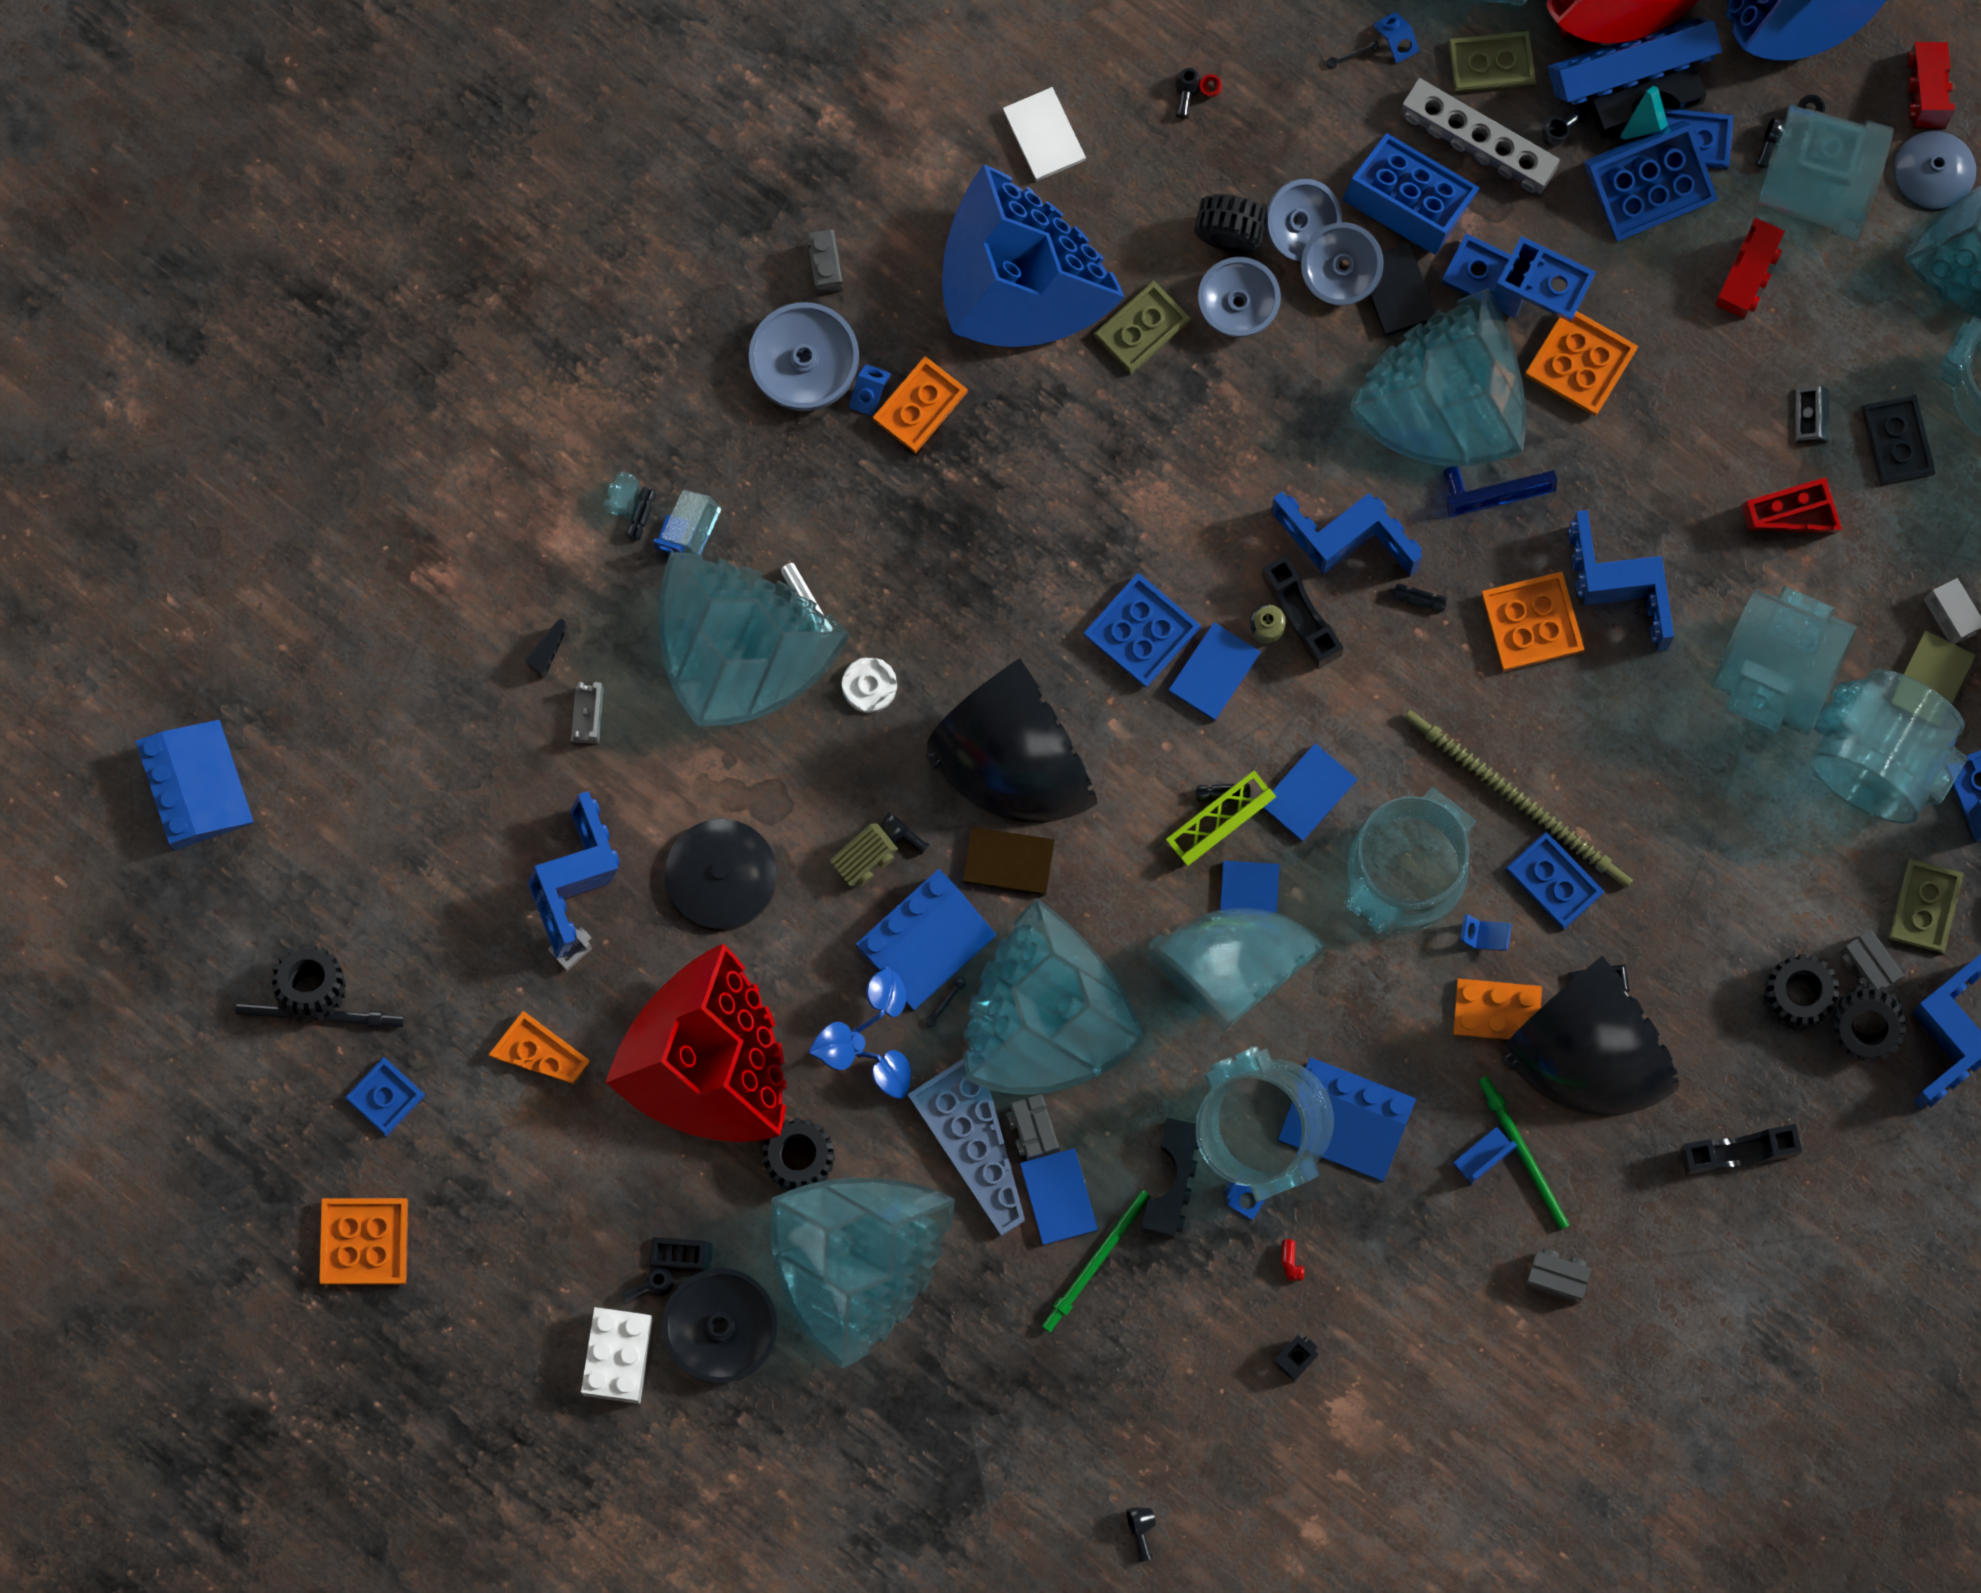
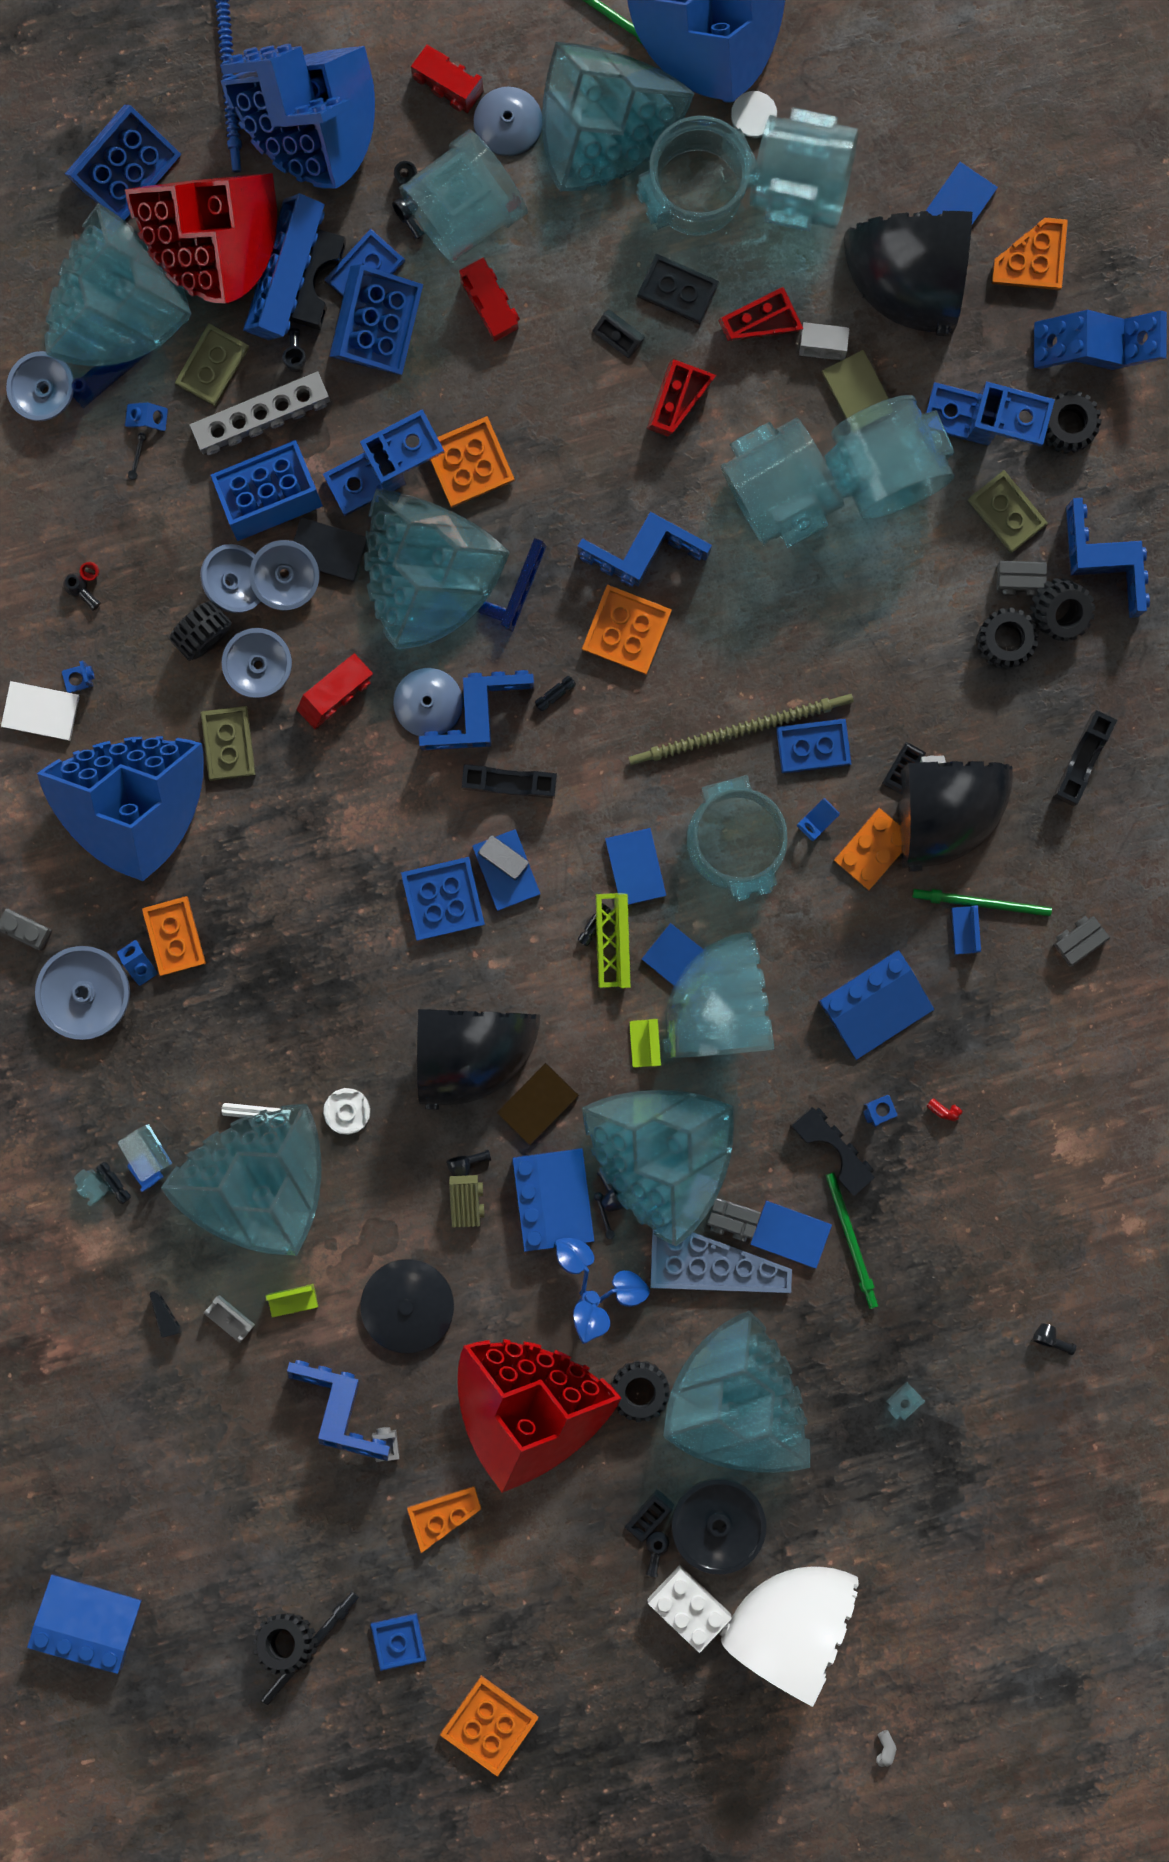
camera: 55 degrees left, 10 degrees up
(648, 760) = (292, 1300): none -> lime panel
(673, 1463) = (792, 1626): none -> white brick
(964, 995) = (610, 1200): none -> black bar
(983, 1431) = (906, 1392): none -> clear light blue brick
(1109, 153) = (87, 677): none -> blue bracket
(1144, 923) = (645, 1043): none -> lime panel
(1223, 658) = (503, 857): none -> slope
(1266, 387) = (334, 691): none -> red wedge
(1266, 632) = (500, 819): olive head -> none
(1286, 1363) = (1018, 1160): black brick -> none
(1307, 1095) = (839, 1029): clear light blue cylinder -> none
(1322, 501) = (437, 716): none -> sand blue dish
(1648, 116) = (332, 288): teal slope -> none
(1930, 535) = (763, 317): none -> red wedge

